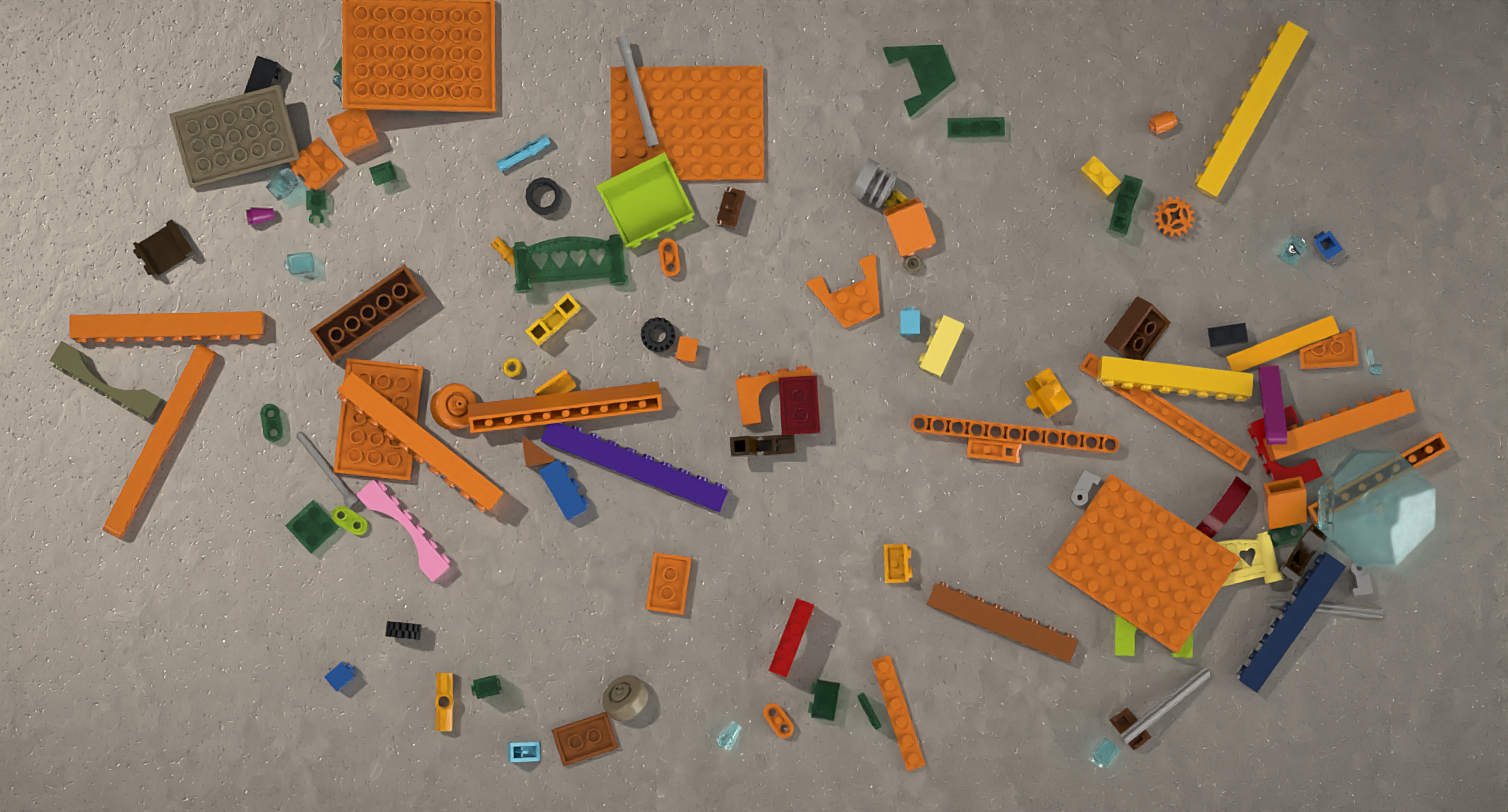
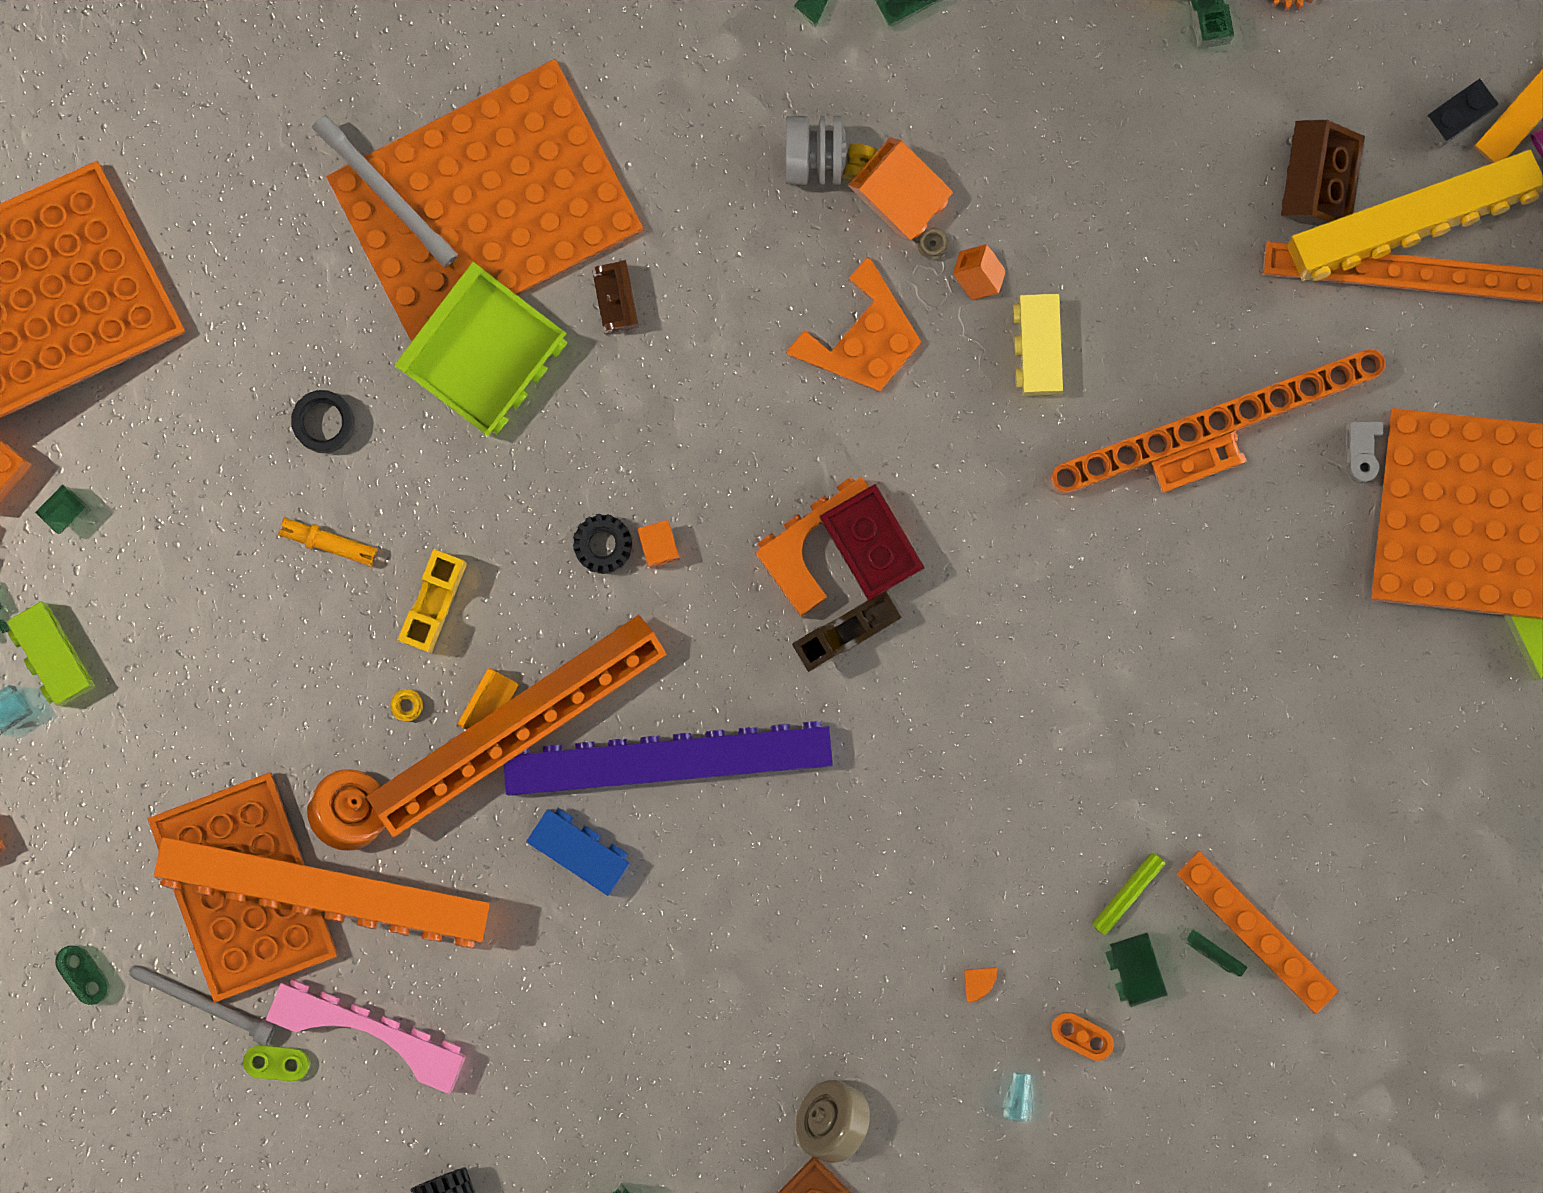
camera: 20 degrees left, 0 degrees up
(312, 526) = (224, 1102): clear green plate -> none
(338, 246) = (49, 654): none -> lime brick
(368, 313) = (146, 734): dark orange brick -> none
(522, 153) = (259, 372): medium azure pin -> none
(529, 273) = (359, 549): clear green piece -> none
(534, 455) = (508, 821): dark orange slope -> none
(668, 258) = (561, 419): orange plate -> none
(668, 583) = (810, 913): orange plate -> none
(738, 665) = (979, 982): none -> orange tile
(791, 637) = (1039, 883): red arch -> none
(841, 658) = (1128, 893): none -> lime axle
(896, 563) = (1140, 706): light orange bracket -> none
(909, 321) = (973, 332): medium azure brick -> none
(929, 291) = (979, 272): none -> orange panel
(1001, 622) = (1344, 715): dark orange brick -> none
(1046, 393) = (1235, 336): light orange piece -> none

